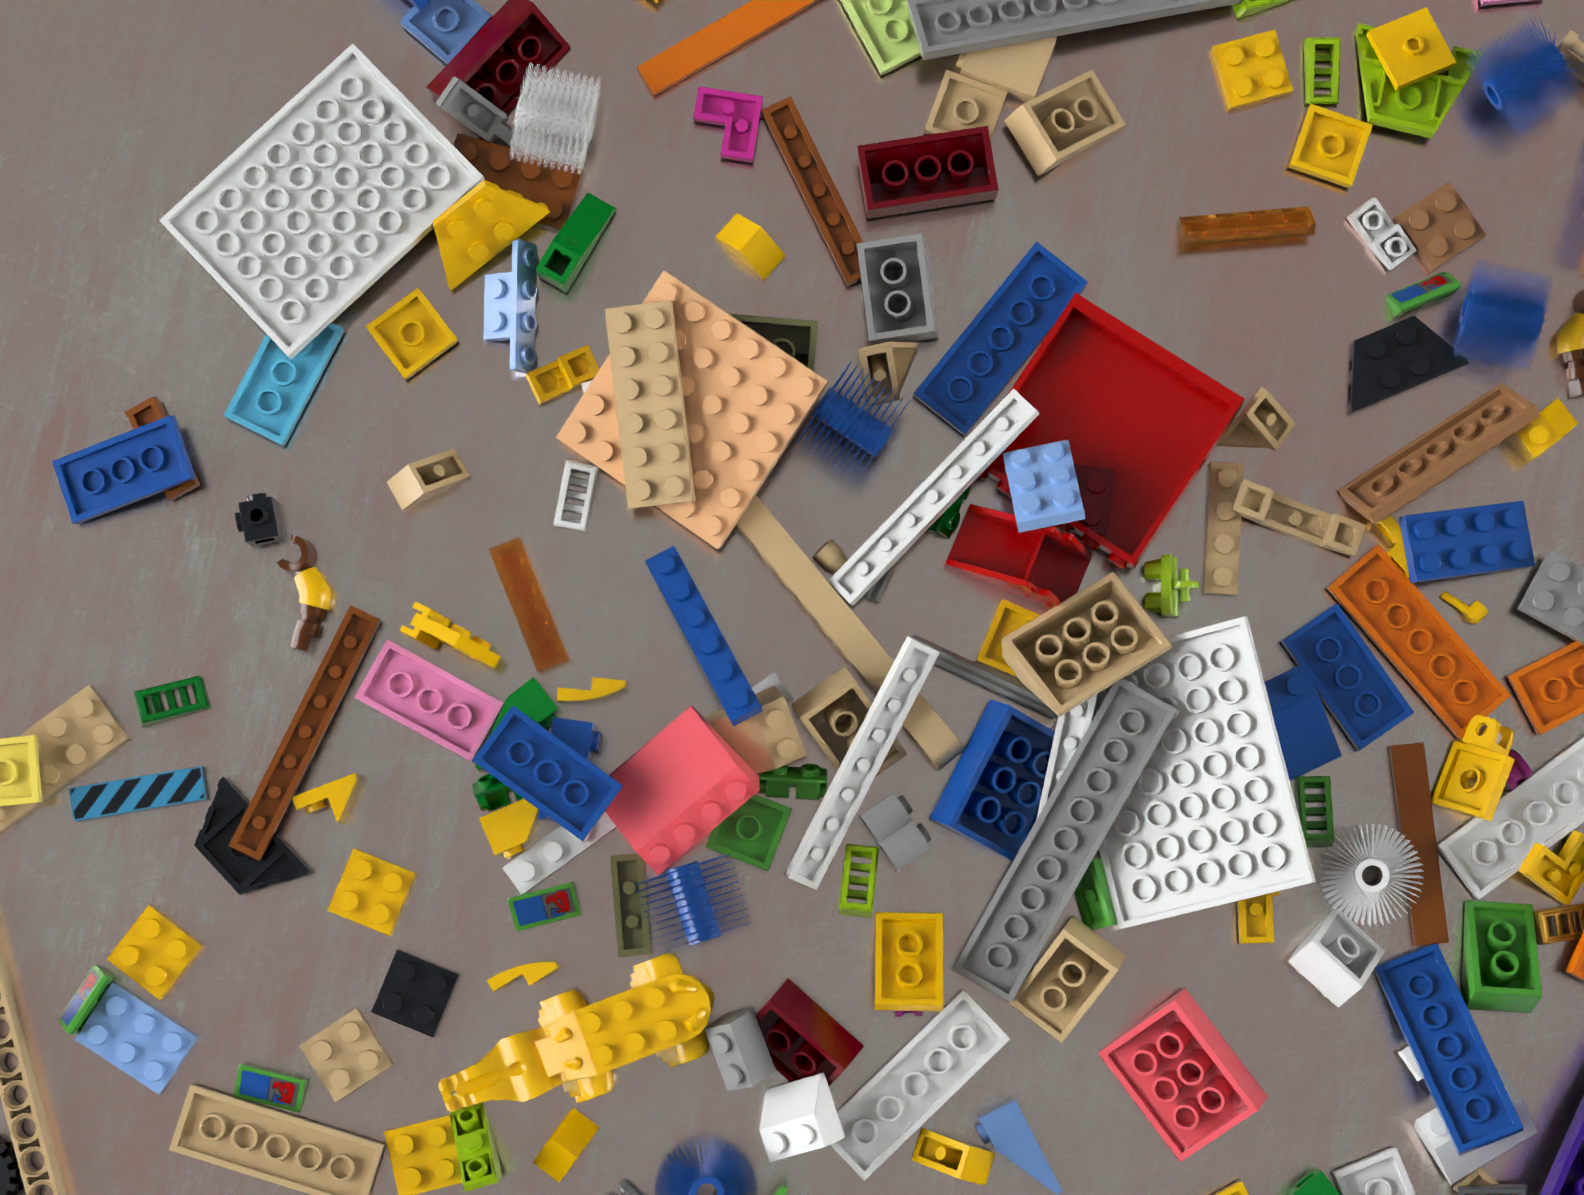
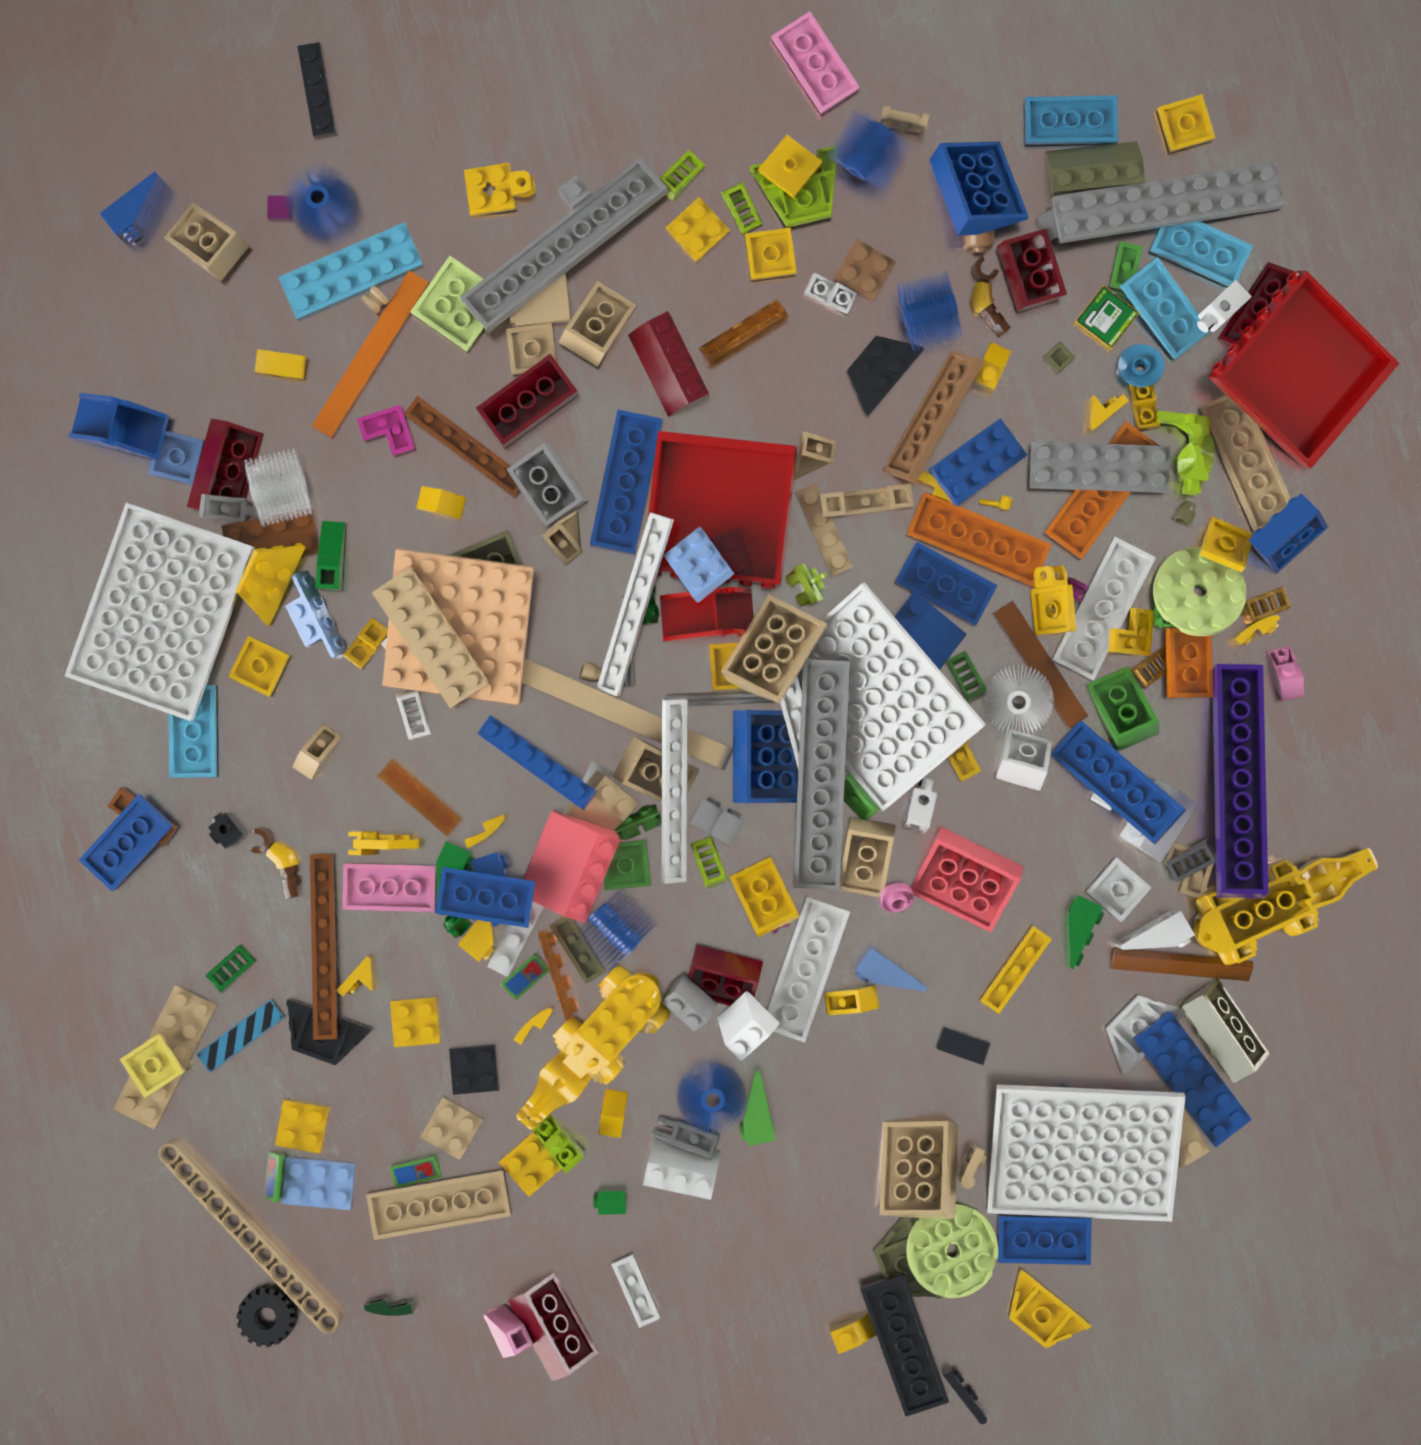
camera: 25 degrees left, 5 degrees up
(586, 939) = (560, 983): none -> clear orange plate
(851, 421) = (560, 583): blue piece -> none
(1080, 1051) = (896, 897): none -> bright pink plate
(1130, 217) = (668, 364): none -> dark red slope
(1162, 957) = (919, 816): none -> white torso
(1422, 293) = (874, 318): bright green slope -> none

